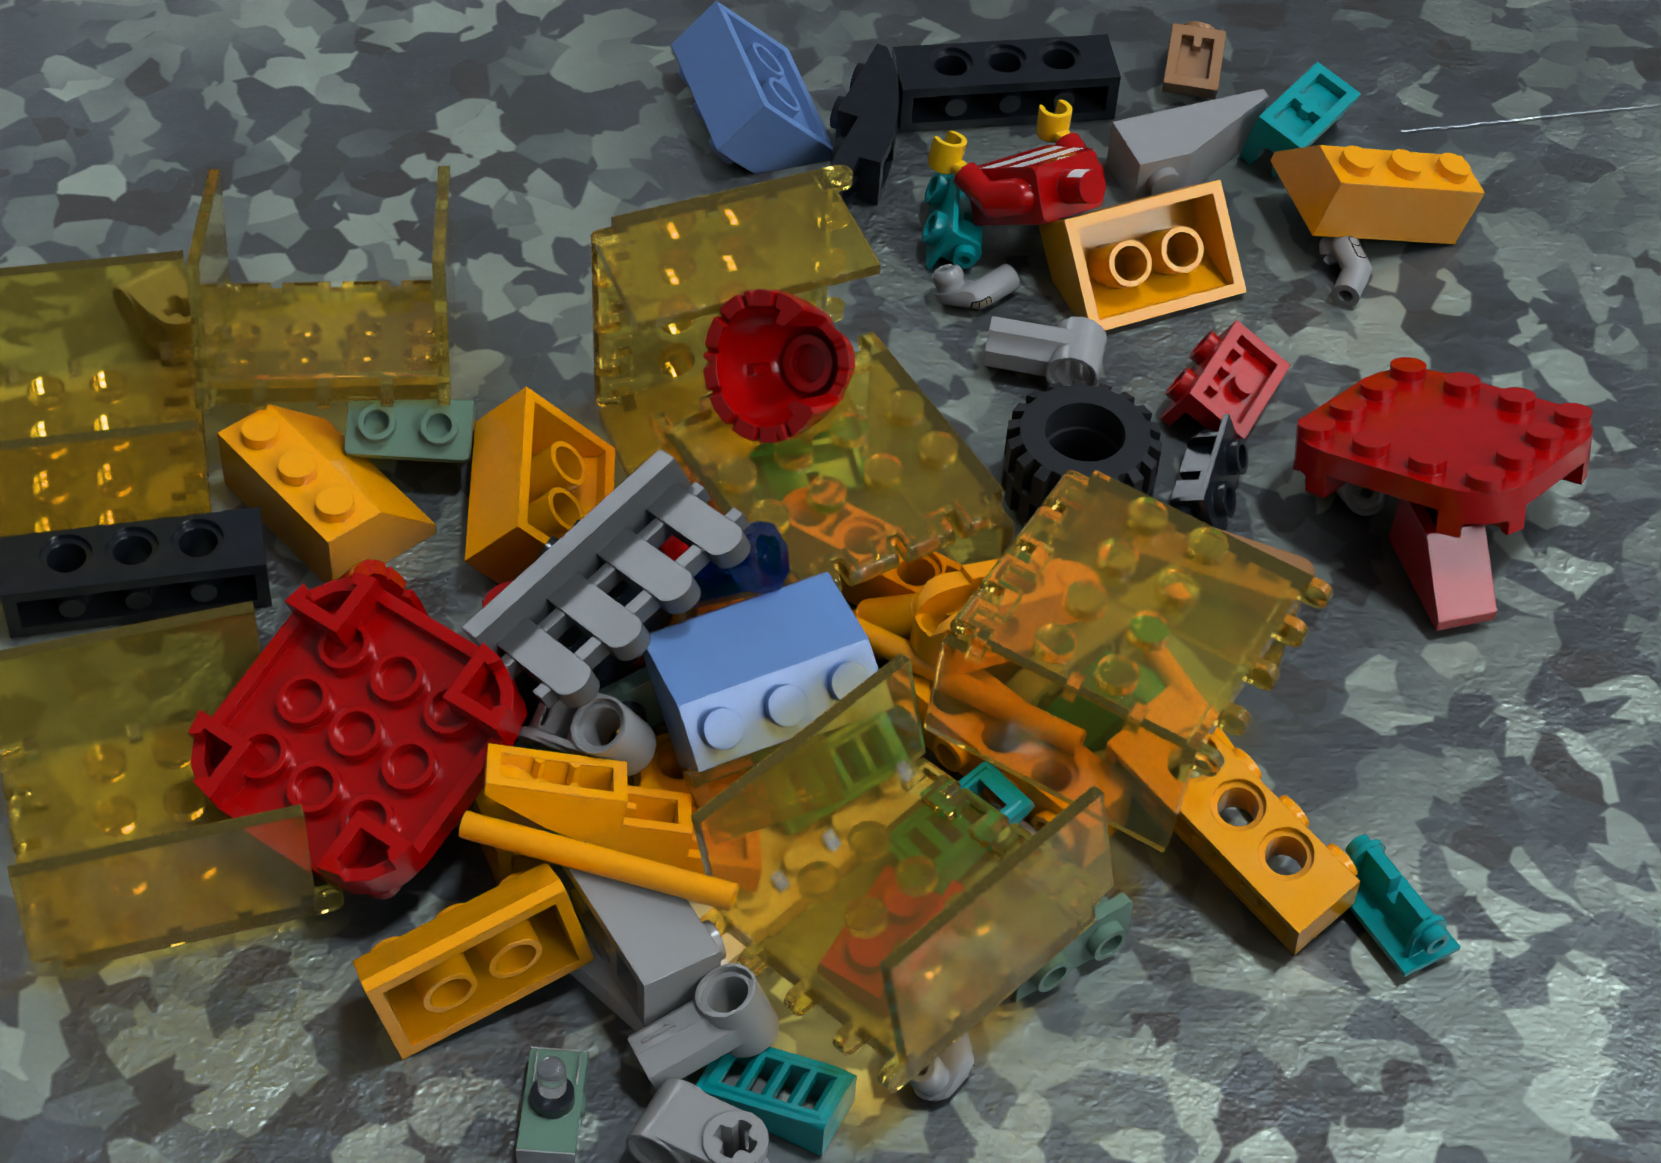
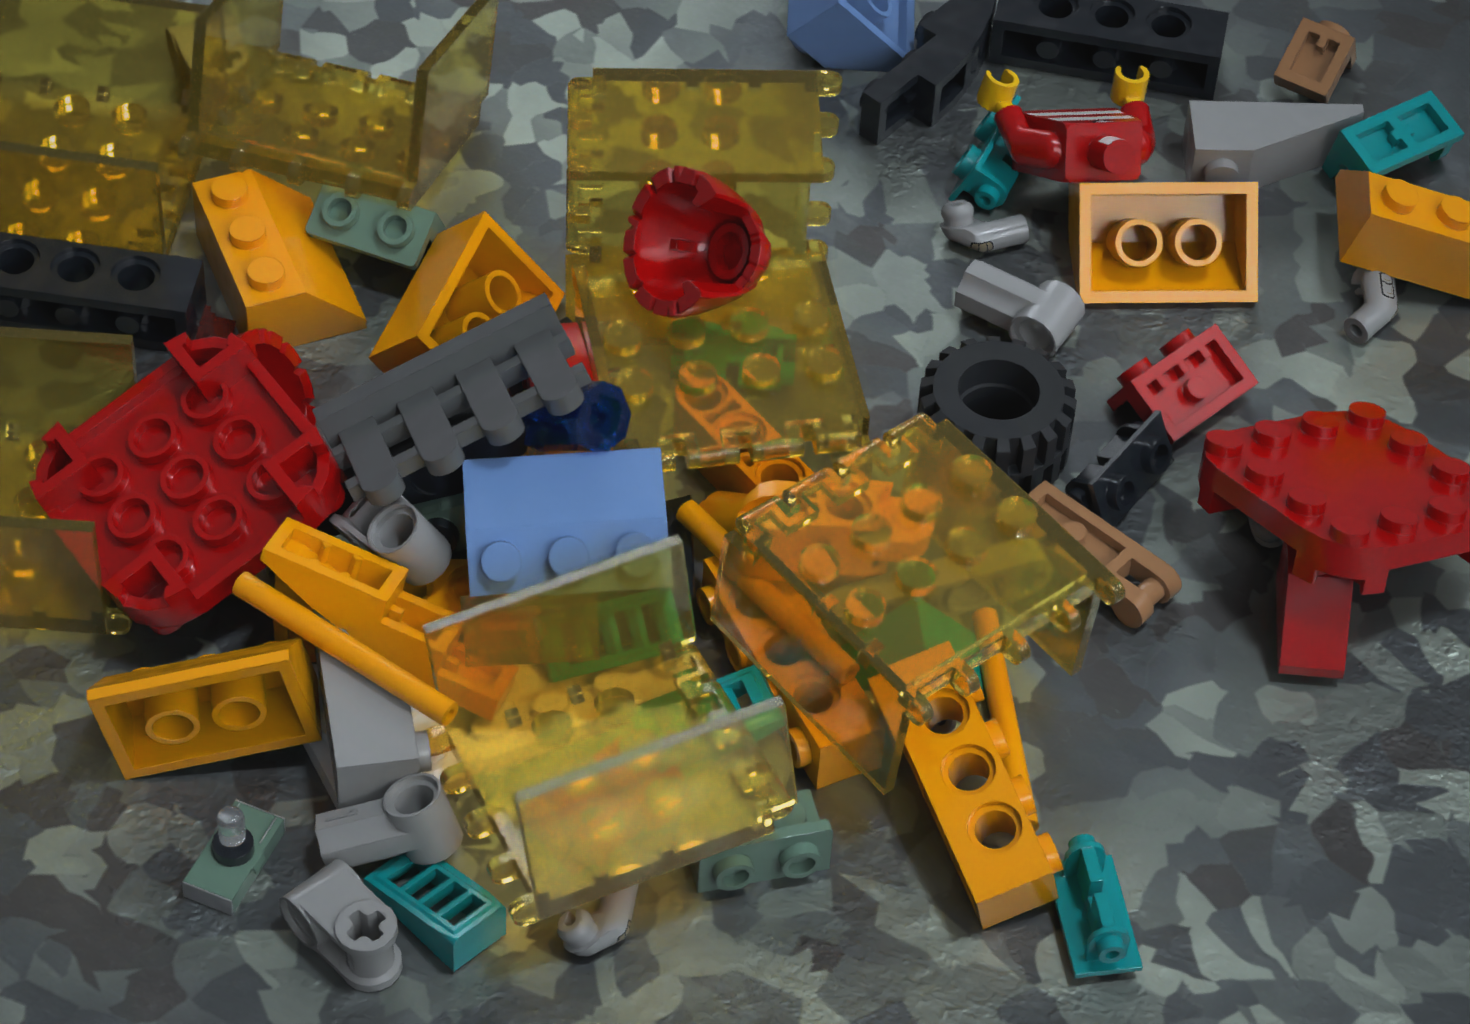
camera: 20 degrees right, 0 degrees up
(288, 574) = (213, 326): none -> clear red piece

